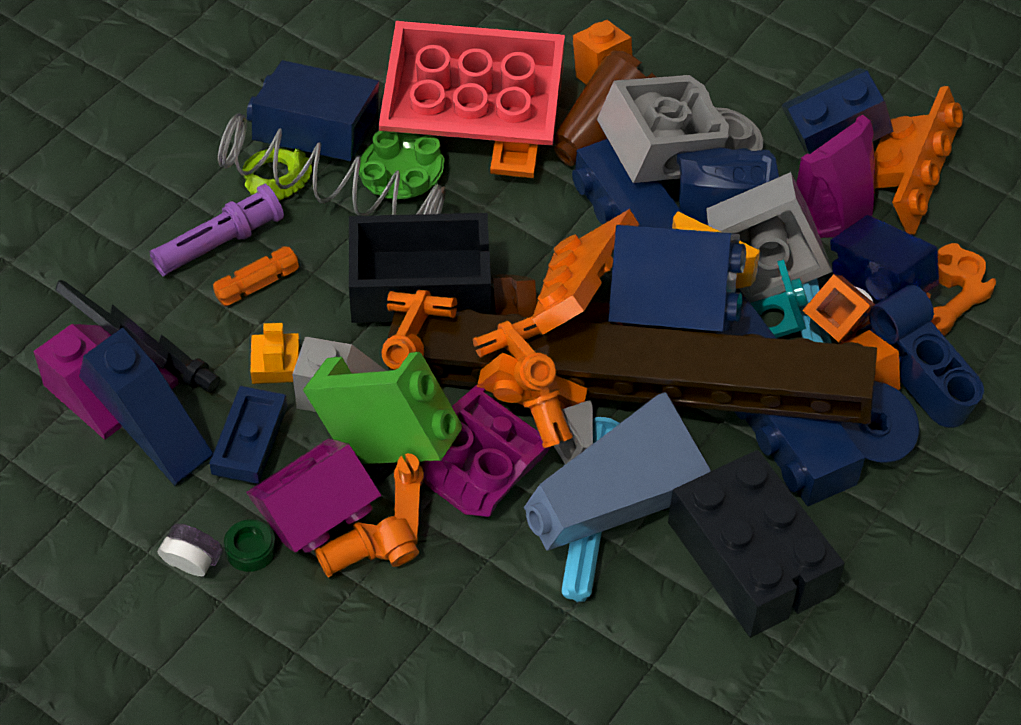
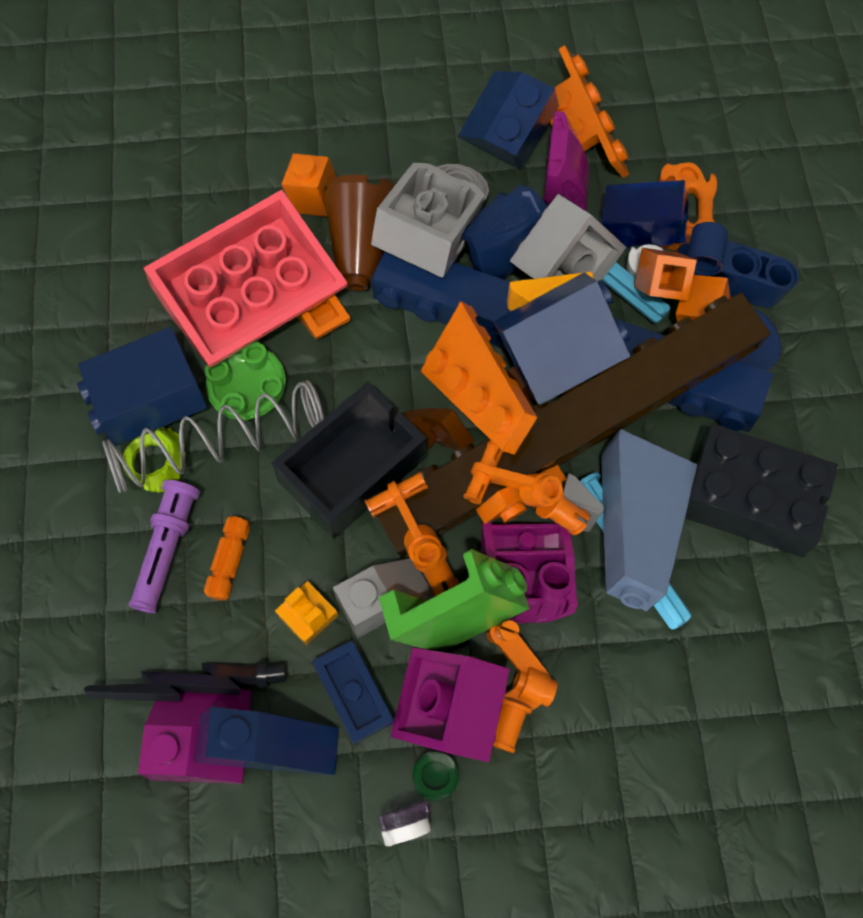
camera: 40 degrees left, 15 degrees up
(788, 302) = (620, 288): teal bracket -> none

